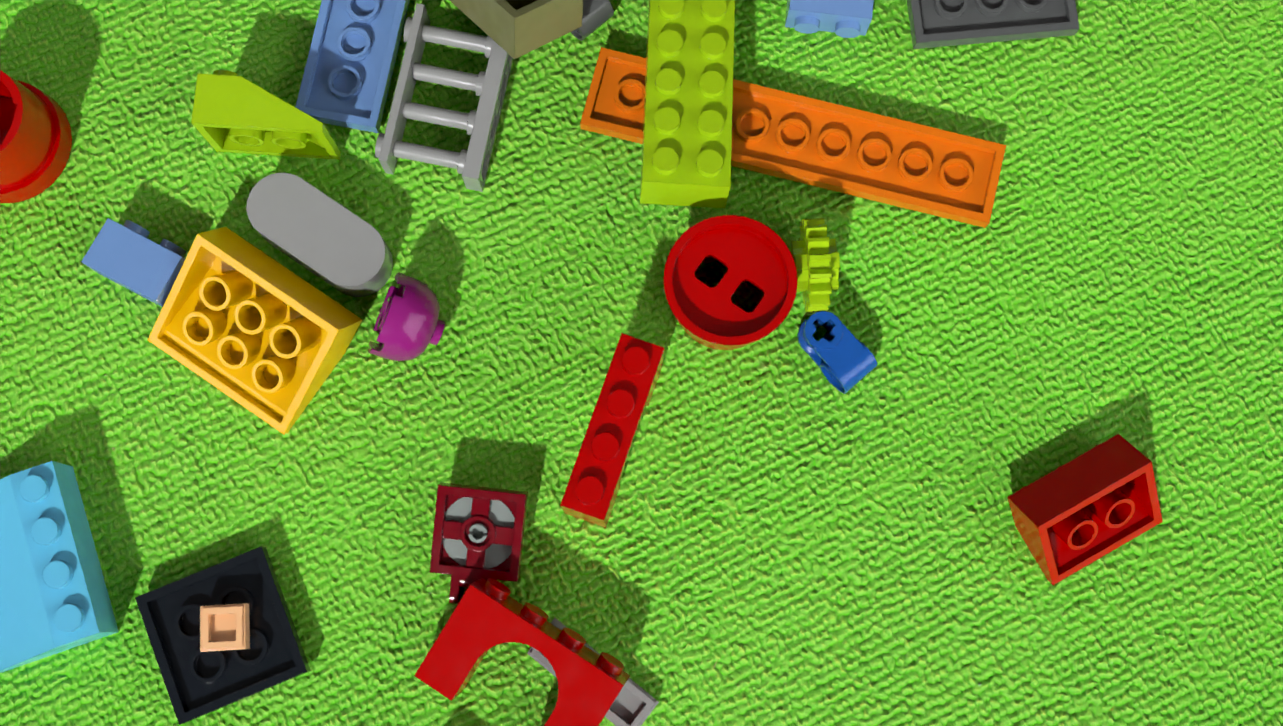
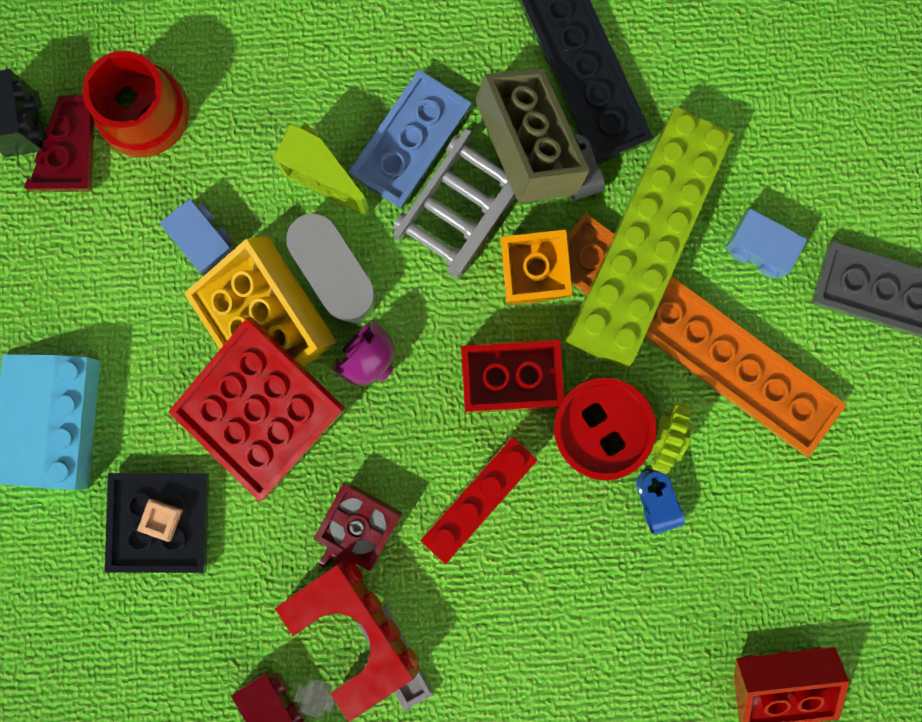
camera: 25 degrees right, 5 degrees up
(292, 439) = (256, 409): none -> red plate
(569, 130) = (536, 267): none -> light orange slope
(593, 272) = (512, 376): none -> red brick

